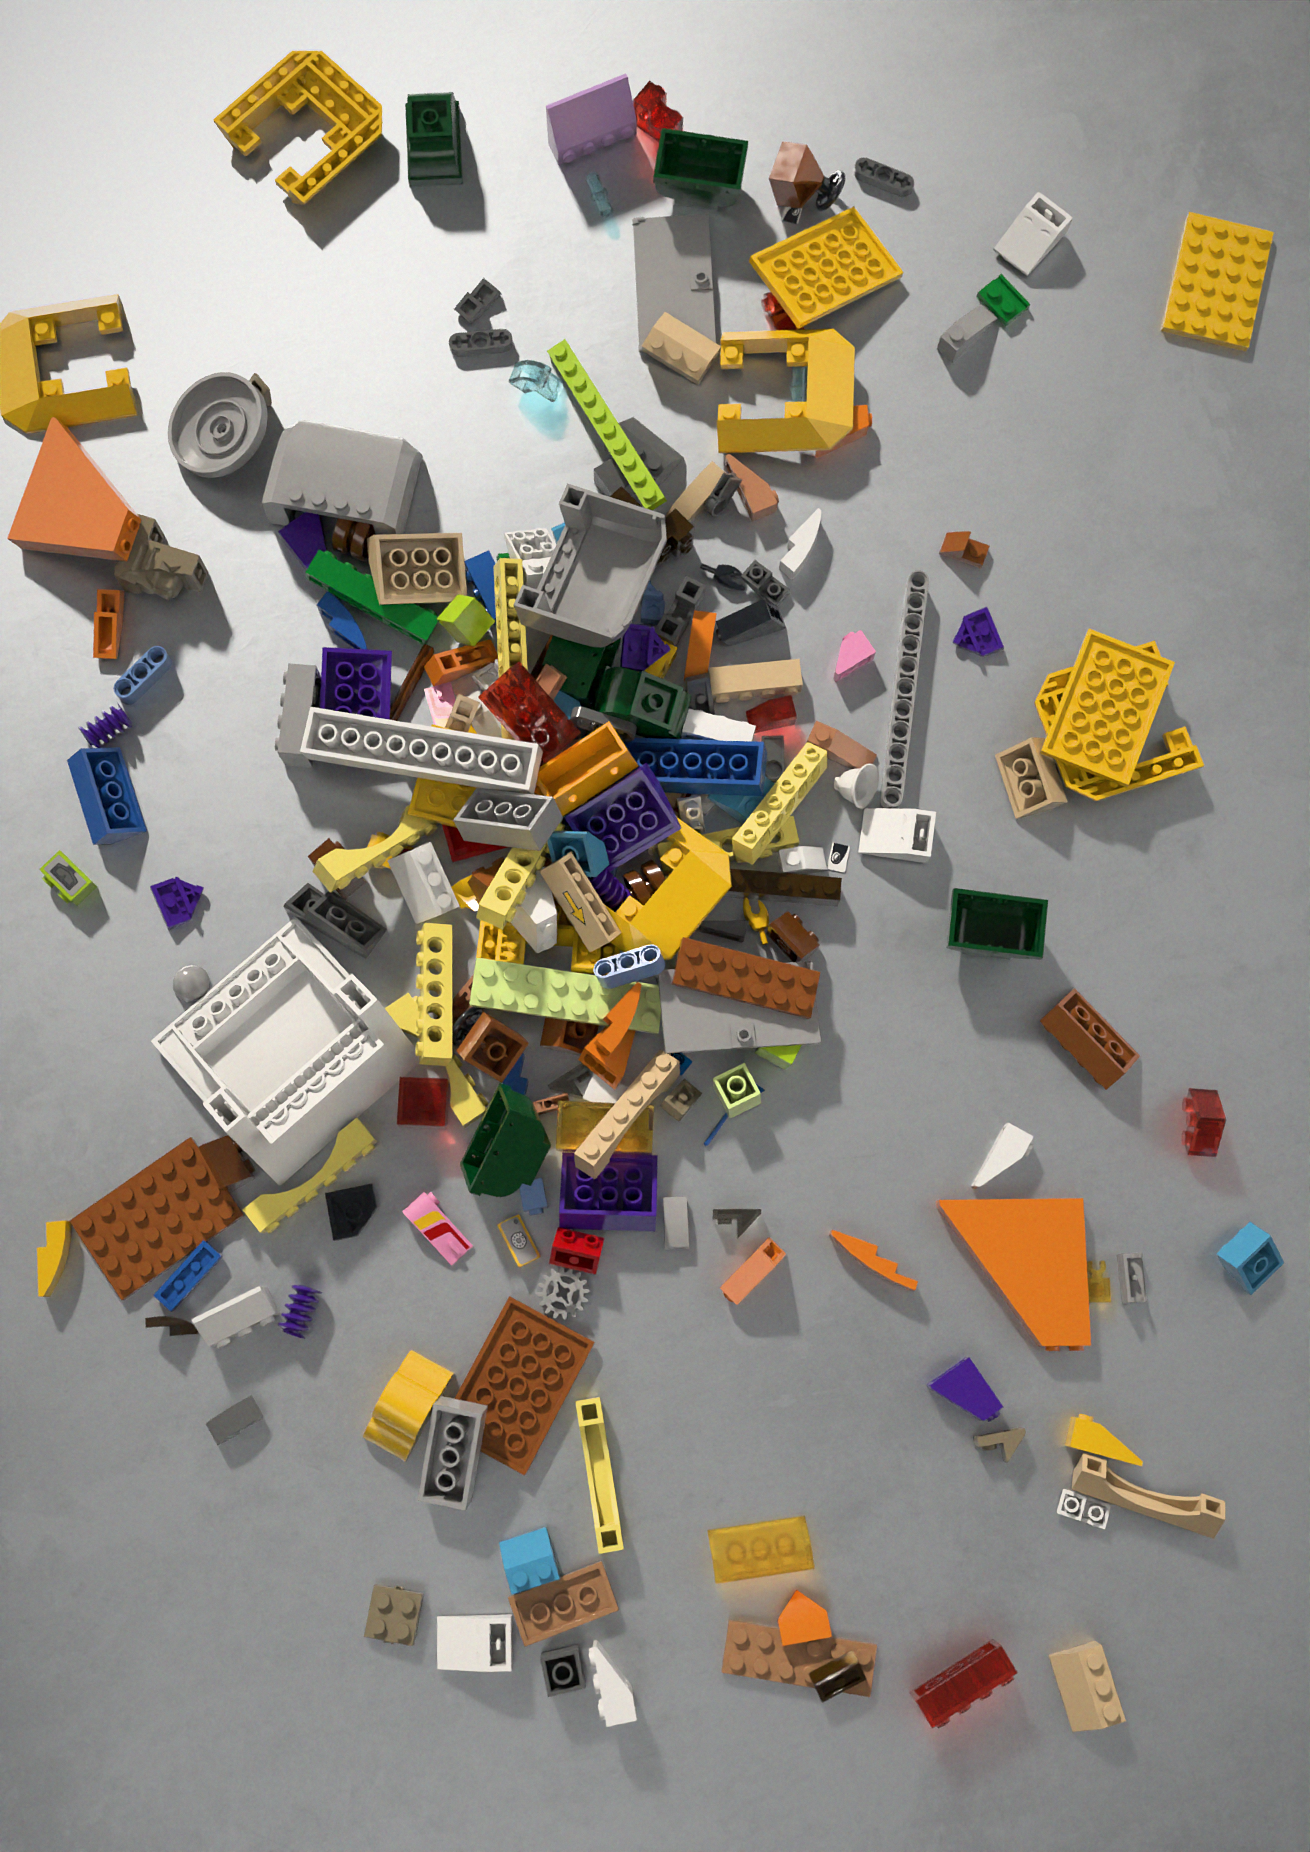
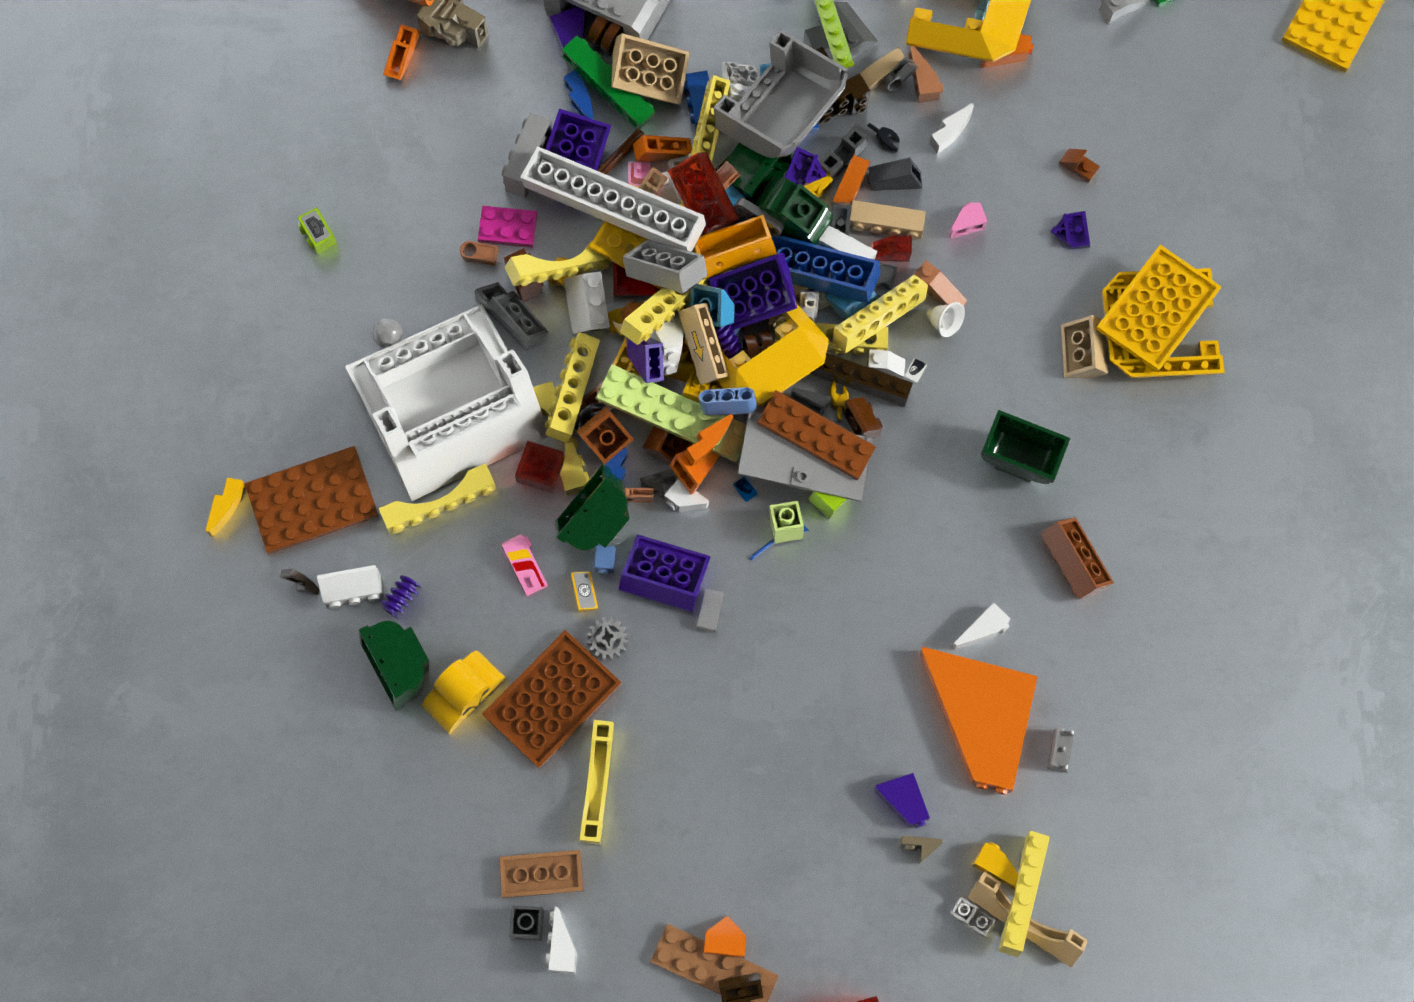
camera: 15 degrees right, 5 degrees down
(106, 726) = (377, 126): dark purple piece -> none
(106, 795) = (363, 177): blue slope -> none
(141, 686) = (420, 89): medium blue beam -> none
(176, 900) = (394, 269): dark purple slope -> none
(188, 1276) = (322, 548): blue plate -> none
(227, 1163) = (377, 471): reddish brown slope -> none
(234, 1419) = (327, 664): dark grey slope -> none
(281, 852) = (484, 253): none -> nougat piece
(299, 809) = (507, 226): none -> dark pink plate
(320, 1390) = (398, 658): none -> dark green container
(350, 1210) = (461, 533): black plate -> none
(393, 1615) = (407, 846): dark tan plate -> none
(452, 1453) = (487, 732): light grey brick -> none
(466, 620) = (674, 117): lime head -> none
(475, 1643) = (464, 883): white slope -> none
(519, 941) = (647, 359): none -> dark purple slope
(529, 1560) = (523, 834): dark azure slope -> none
(576, 1250) = (627, 608): red brick -> none
(579, 1119) = (675, 522): clear yellow slope -> none
(600, 1144) = (666, 530): tan arch -> none
(652, 606) = (823, 142): medium blue slope -> none
(681, 1100) = (740, 519): dark tan slope -> none
(743, 1218) = (764, 619): clear smoke slope -> none
(752, 1271) = (760, 662): orange slope -> none
(760, 1549) = (707, 876): clear yellow slope -> none
(764, 584) = (913, 148): dark grey slope -> none
(866, 1255) = (852, 673): orange slope -> none
(897, 833) = (967, 362): white slope -> none
(907, 680) = (998, 264): light grey beam -> none
(1097, 1285) = (1031, 749): clear yellow plate -> none
(1140, 1497) = (1025, 892): none -> light yellow arch
(1204, 1122) = (1150, 646): clear red brick -> none
(1250, 1257) = (1160, 760): dark azure slope -> none

